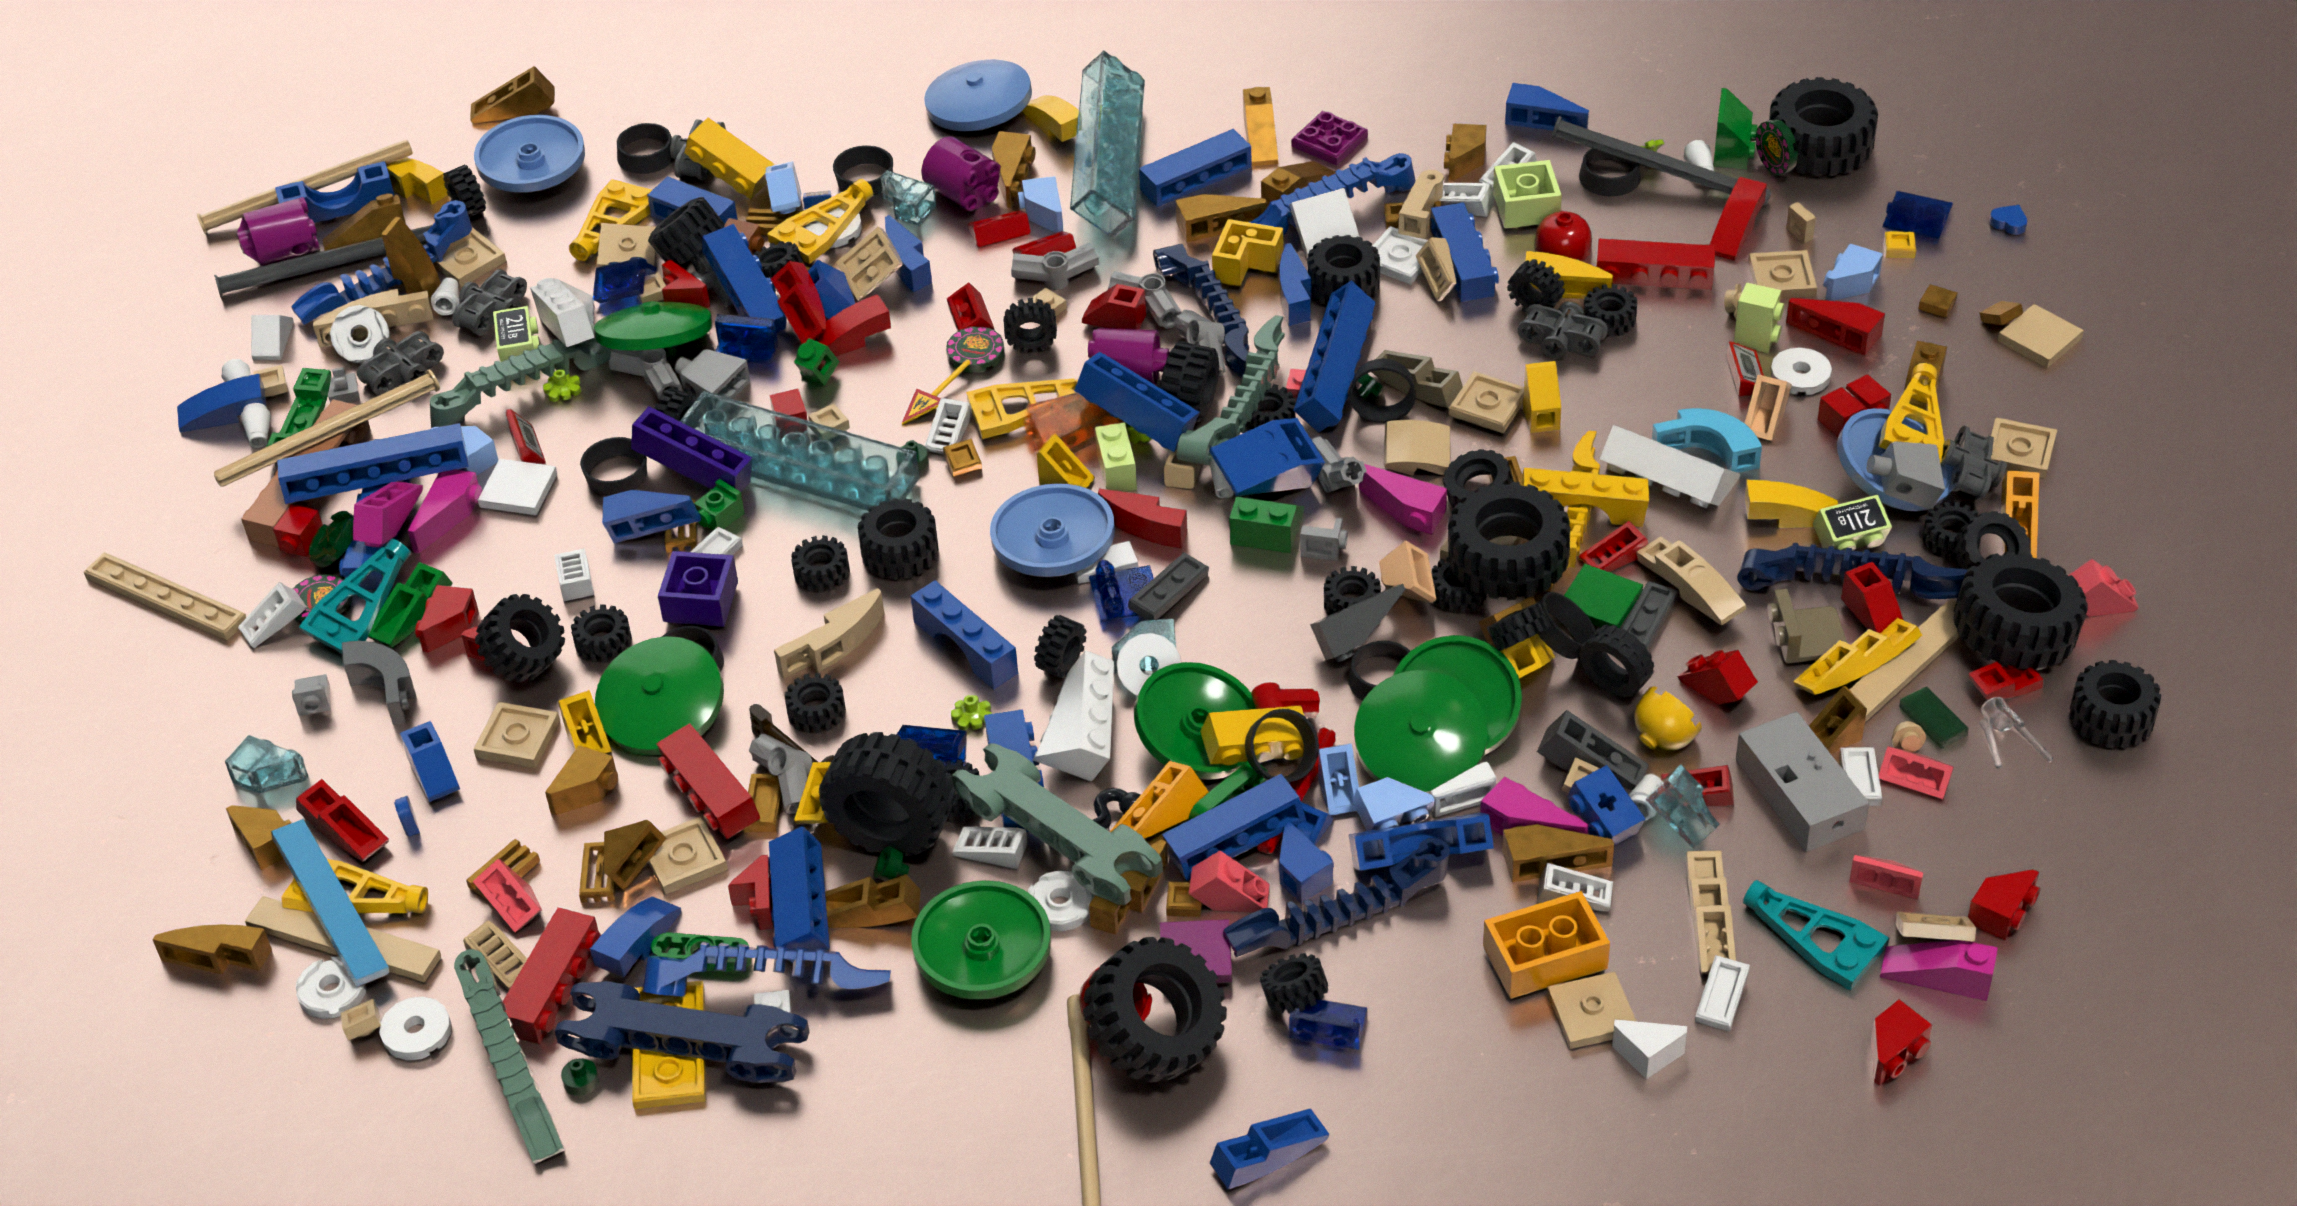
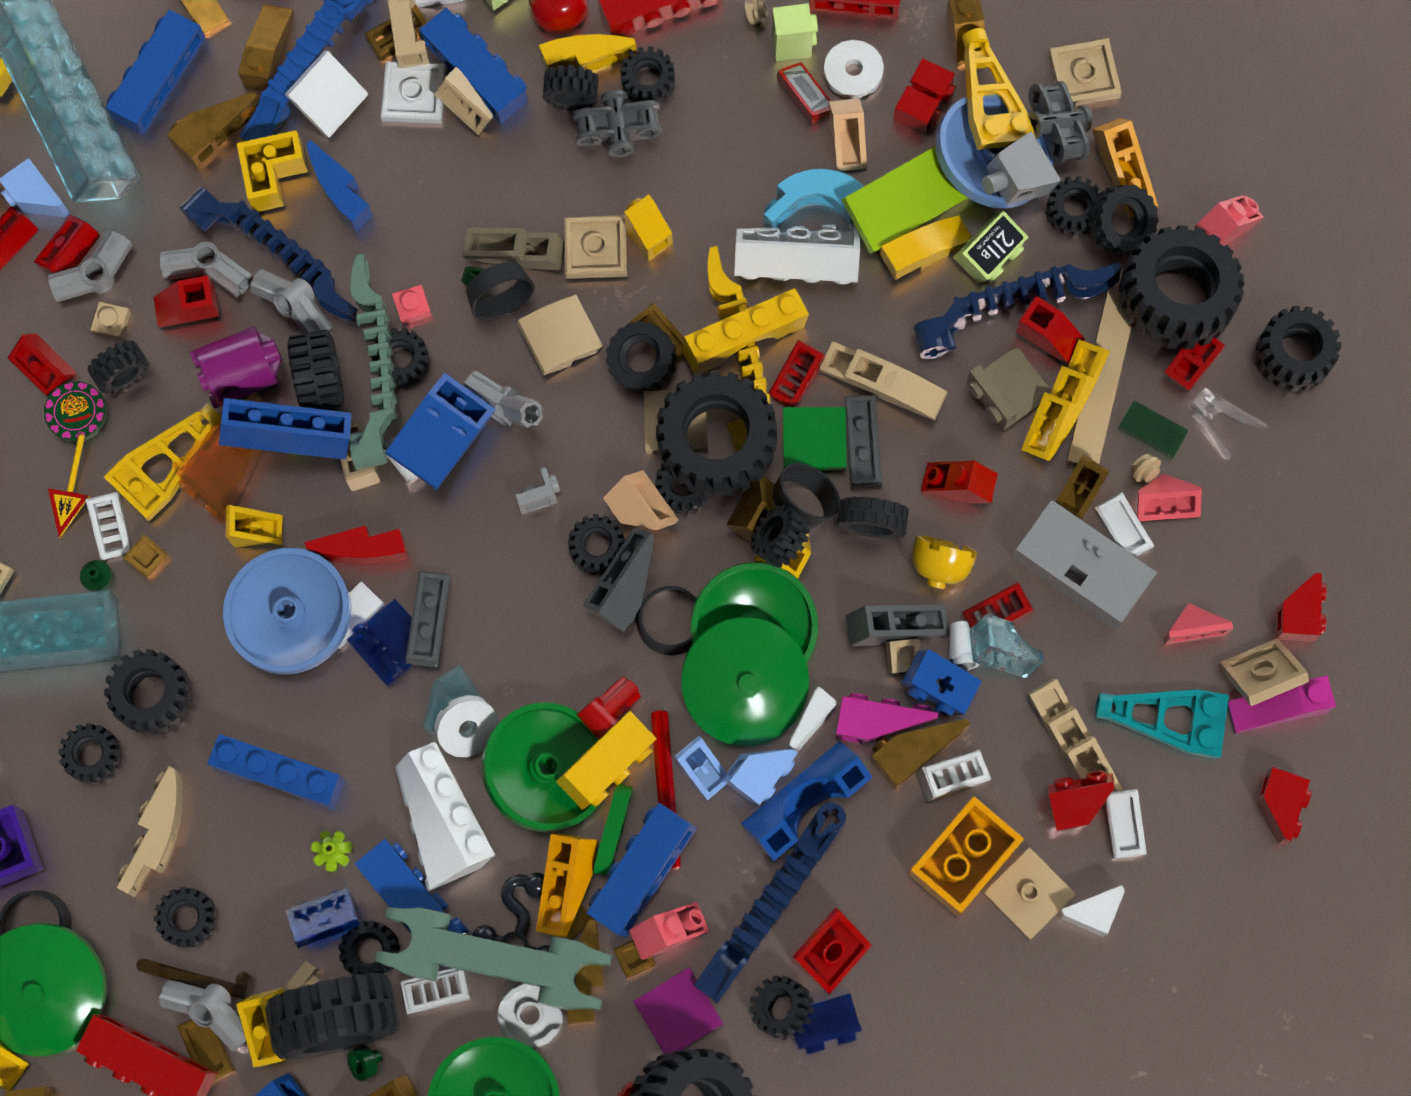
camera: 30 degrees left, 30 degrees up
(1060, 645) = (375, 746): black tyre -> none
(1116, 457) = (293, 490): yellowish green brick -> none
(1264, 524) = (473, 494): green slope -> none
(1302, 865) = (717, 875): blue slope -> none
(1308, 735) = (664, 778): black tyre -> none
(1315, 823) = (699, 814): blue slope -> none
(1335, 357) = (428, 264): blue brick -> none
(1340, 261) = (371, 126): black tyre -> none
(1368, 961) = (831, 951): none -> red slope
(1405, 498) = (589, 407): dark pink slope -> none
(1686, 947) = (1078, 801): none -> red slope
(1789, 458) = (901, 200): none -> lime tile

